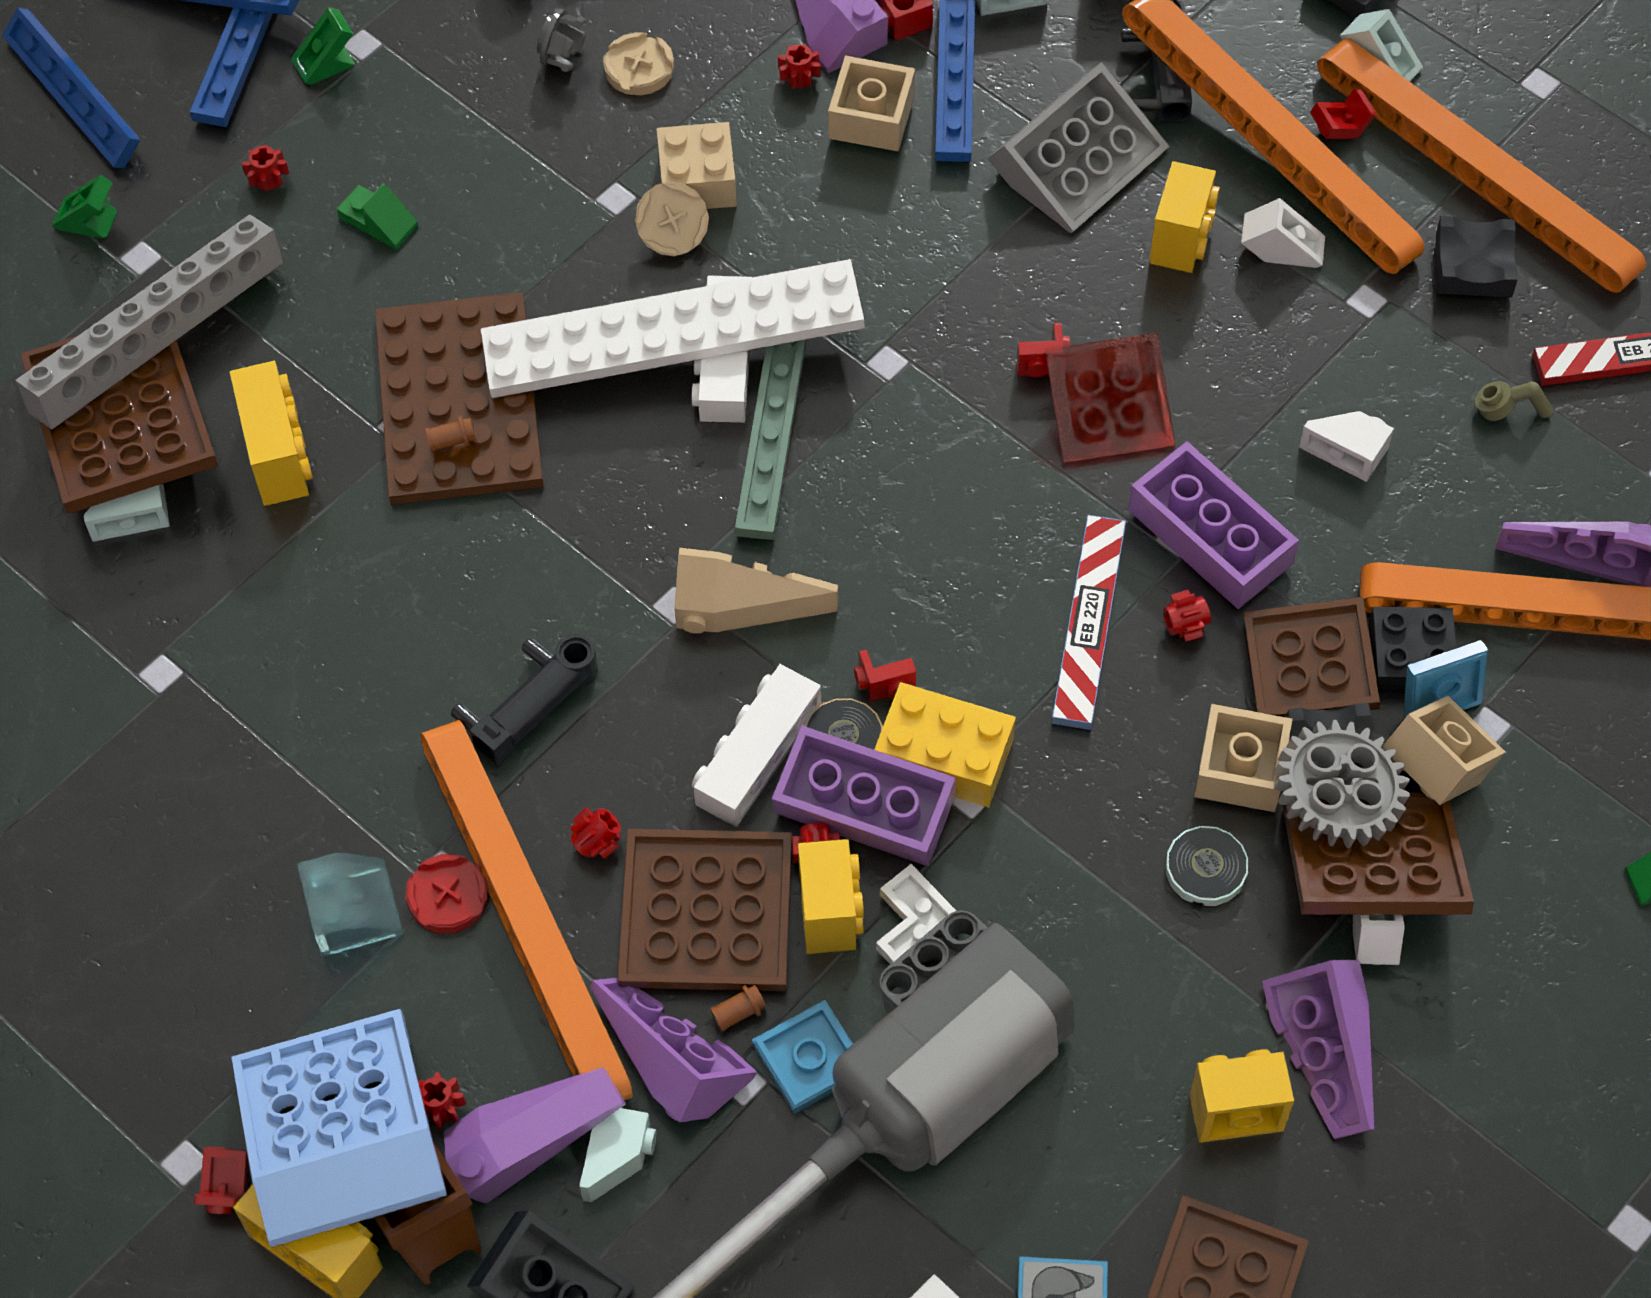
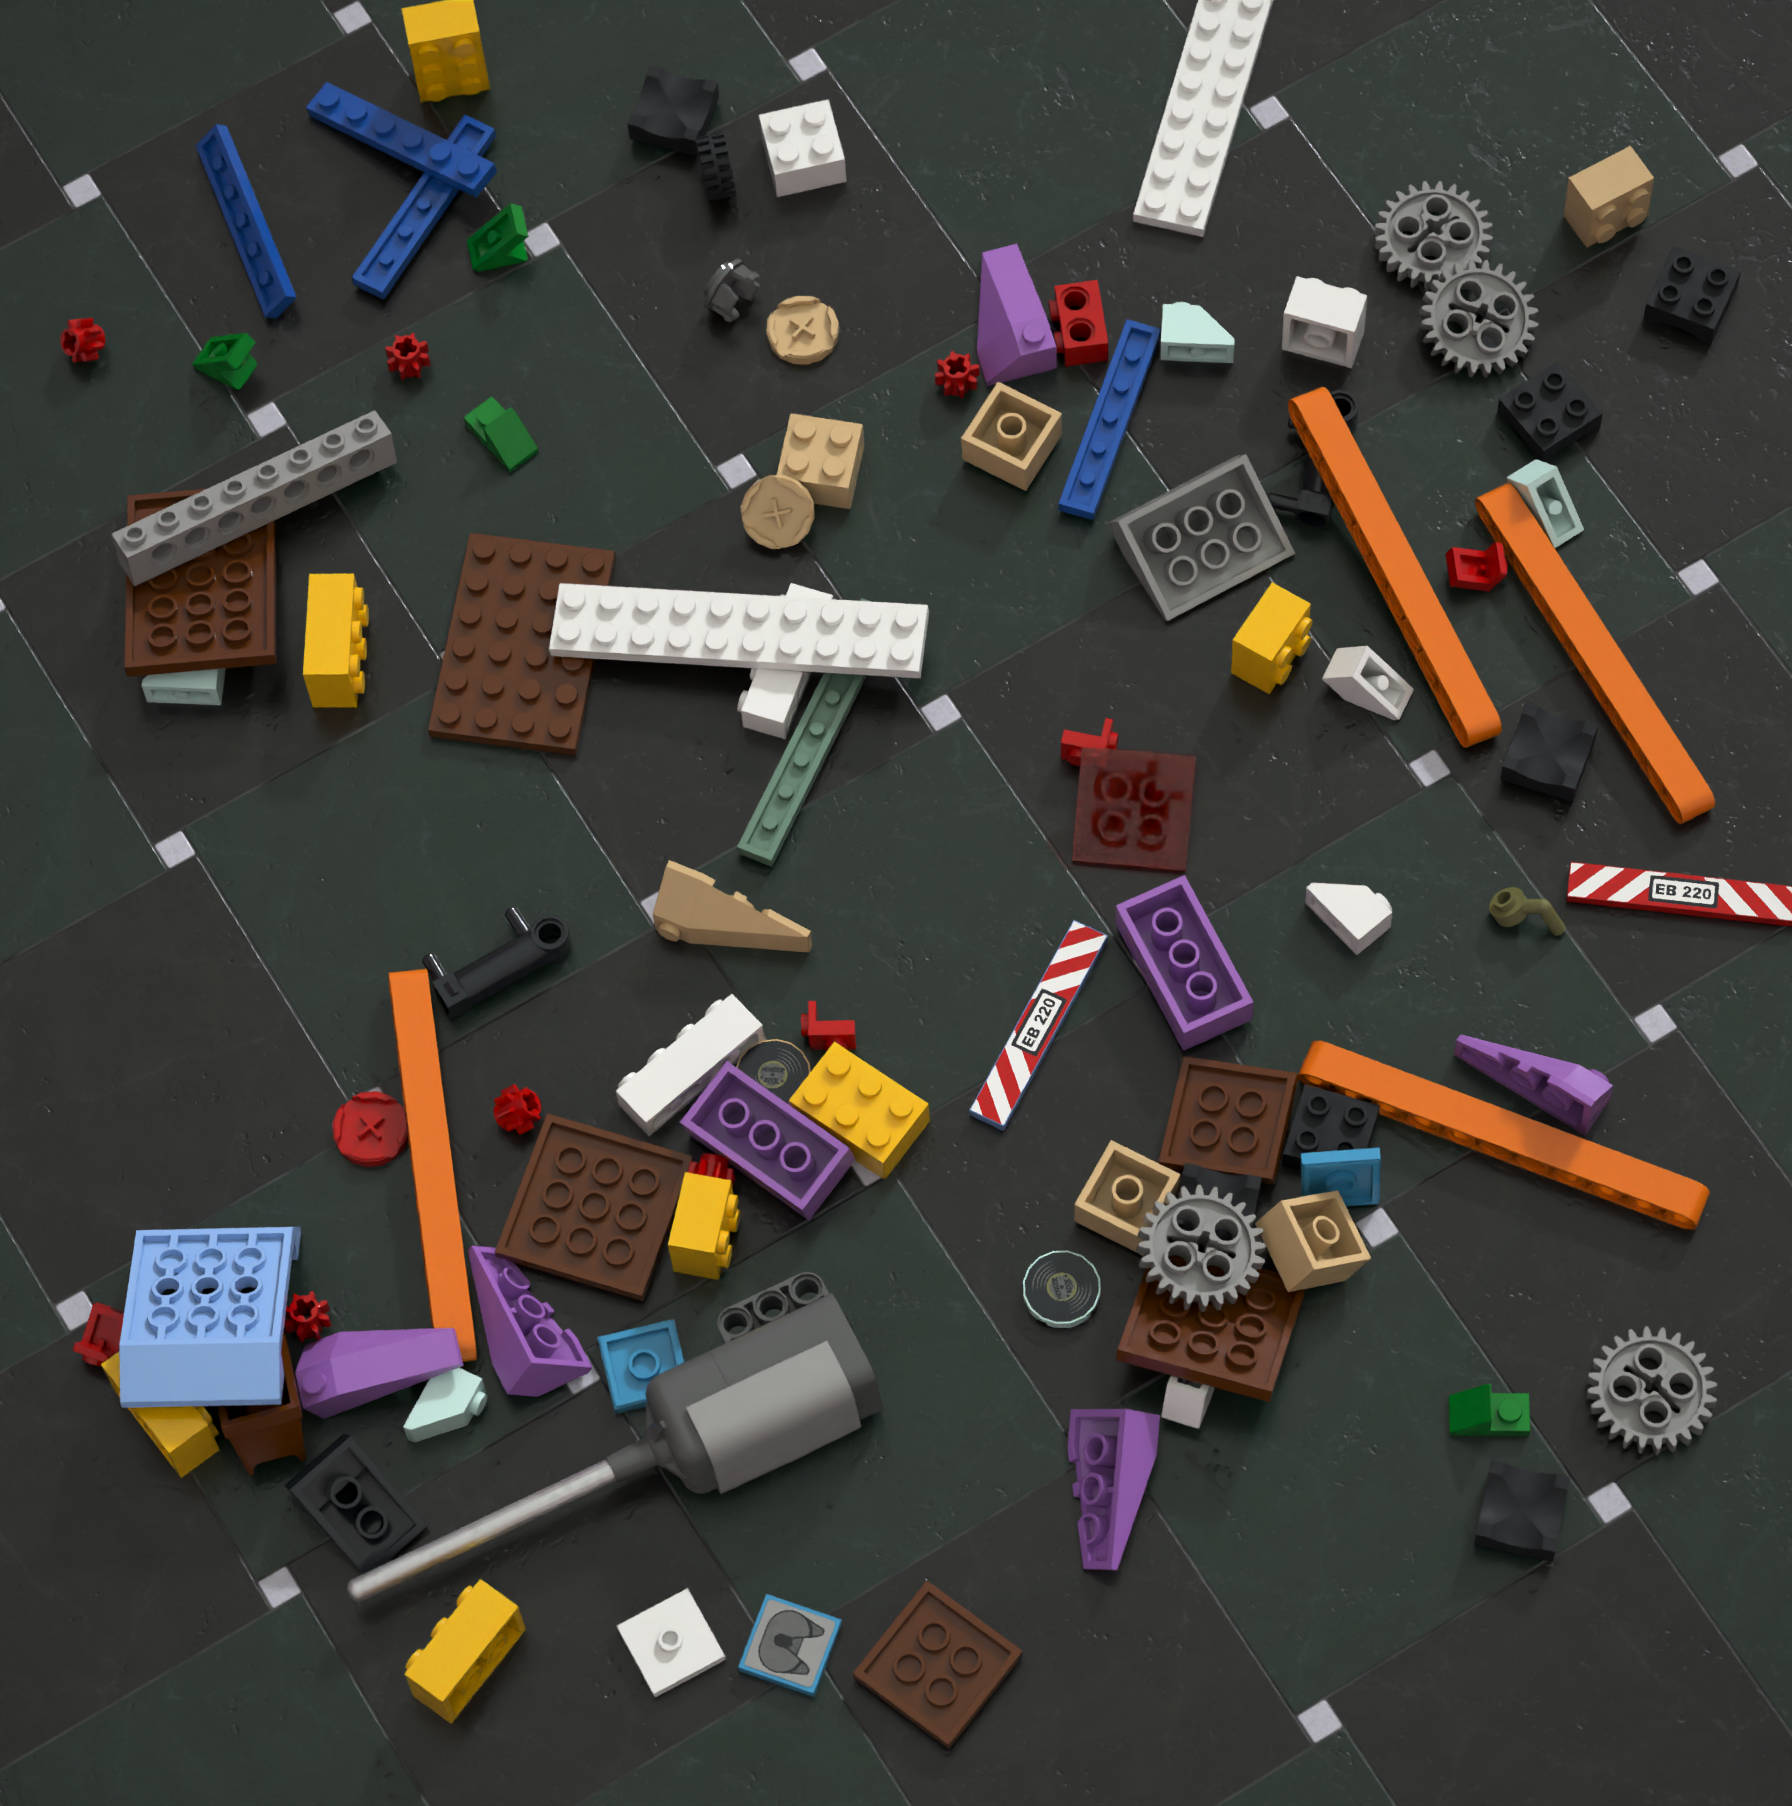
camera: 20 degrees right, 5 degrees up
(349, 901) = (281, 1113): clear light blue slope -> none
(451, 434) = (500, 685): dark orange pin -> none
(738, 1007) = (594, 1305): dark orange pin -> none
(917, 905) = (785, 1256): white plate -> none
(1186, 615) = (1128, 1045): red gear -> none
(1241, 1096) = (1005, 1507): yellow brick -> none

